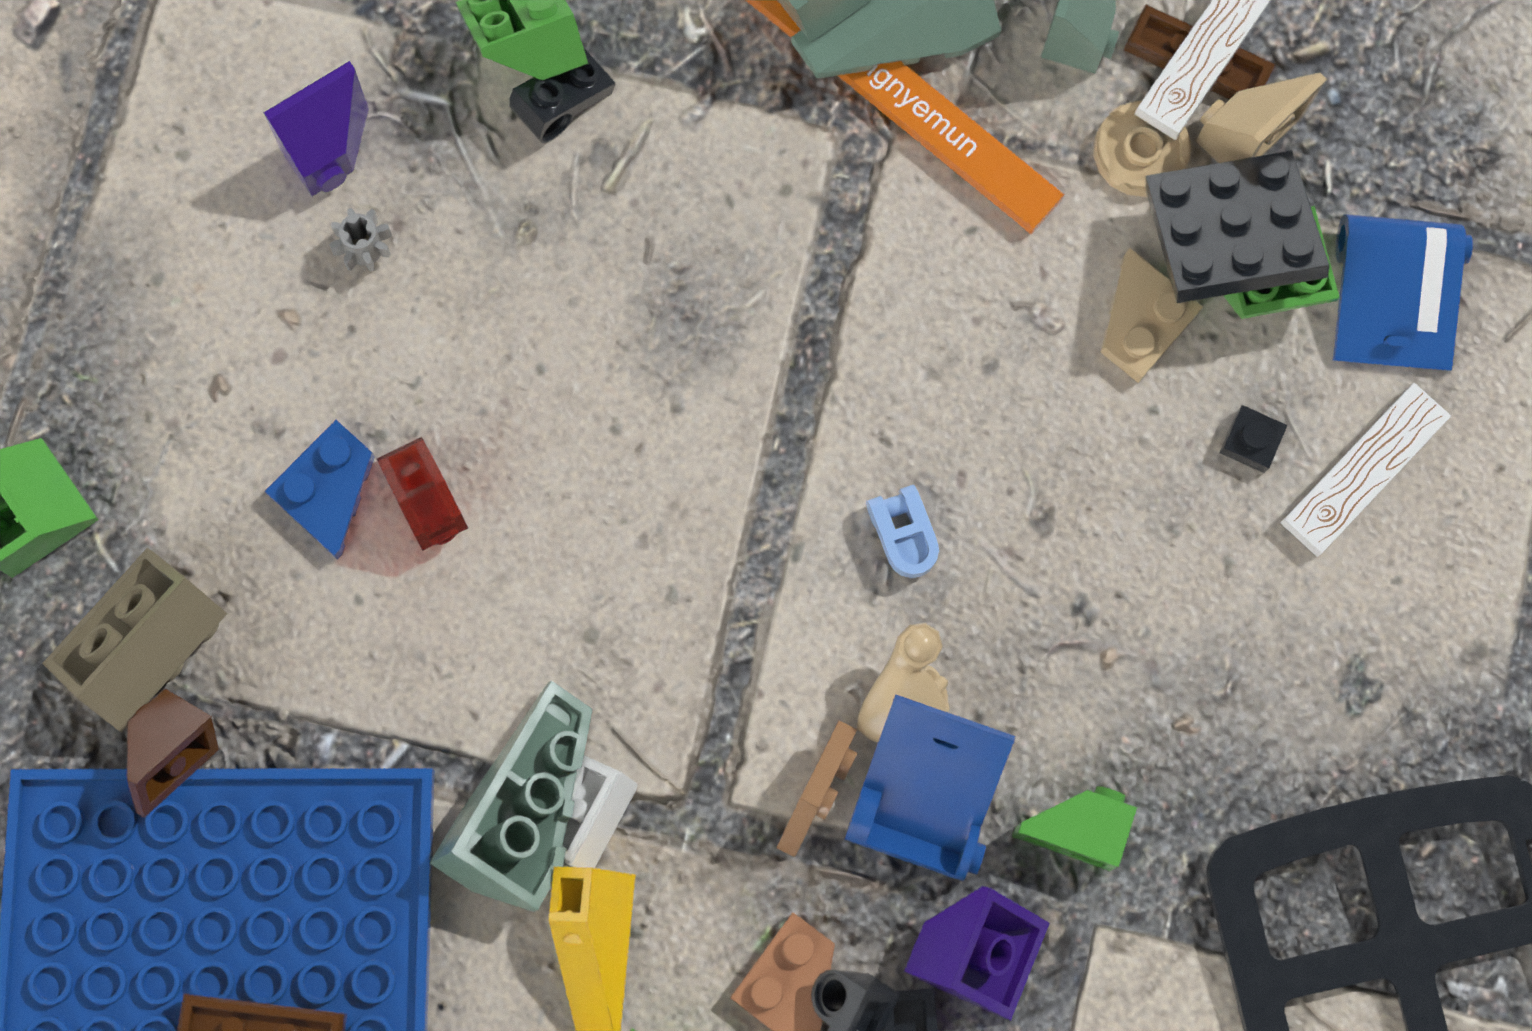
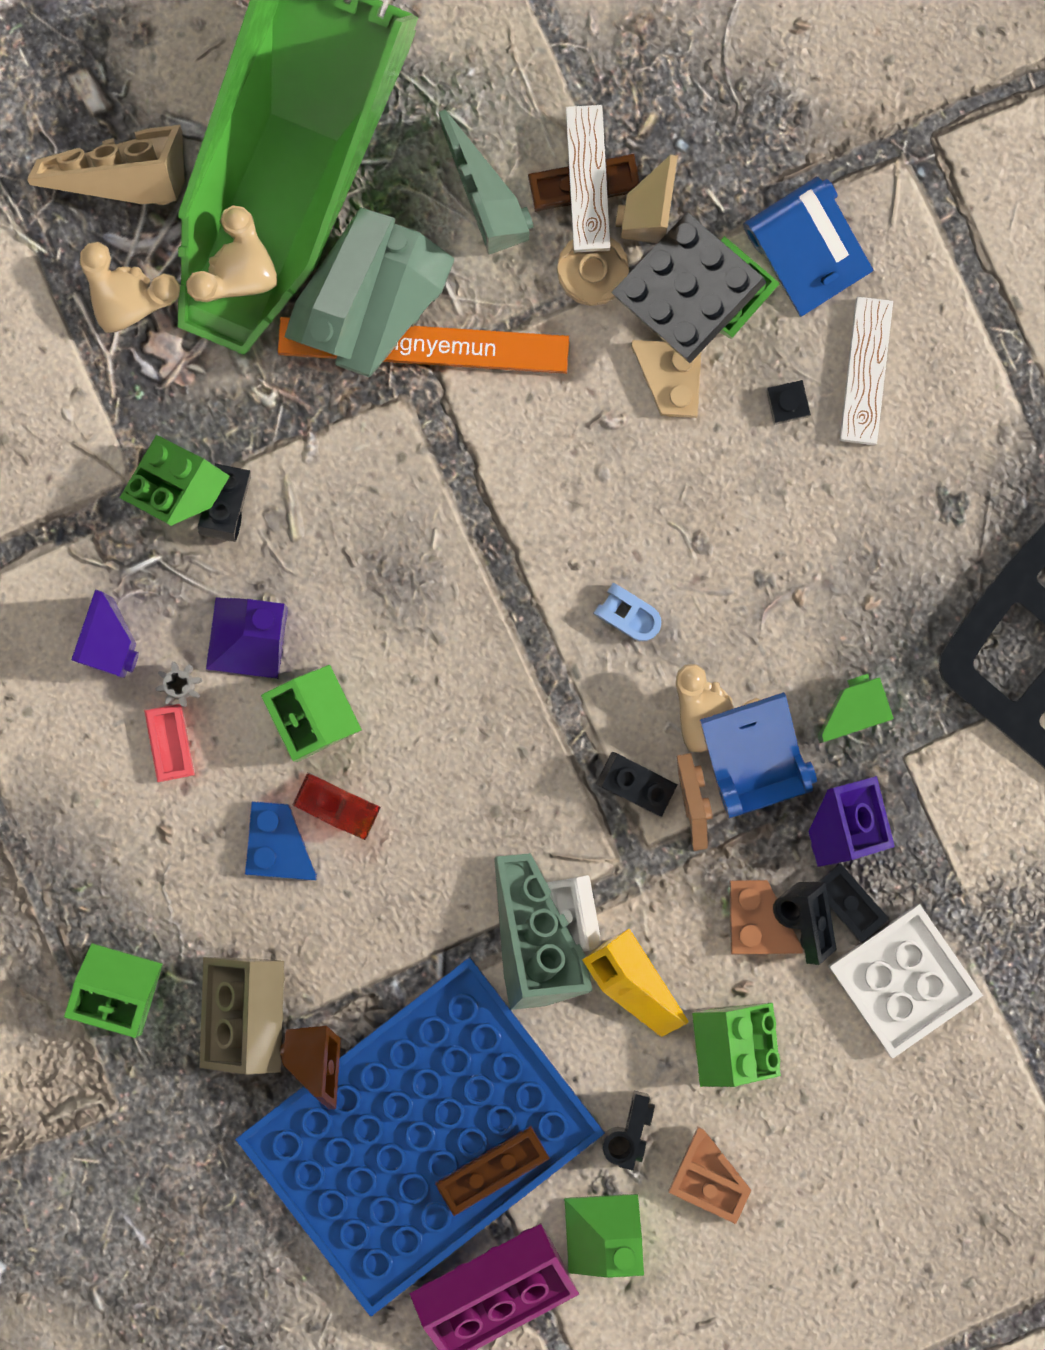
camera: 35 degrees left, 10 degrees up
(301, 295) = (169, 743): none -> coral tile
(473, 372) = (311, 713): none -> bright green slope
(475, 248) = (247, 637): none -> dark purple slope
(769, 720) = (636, 784): none -> black plate

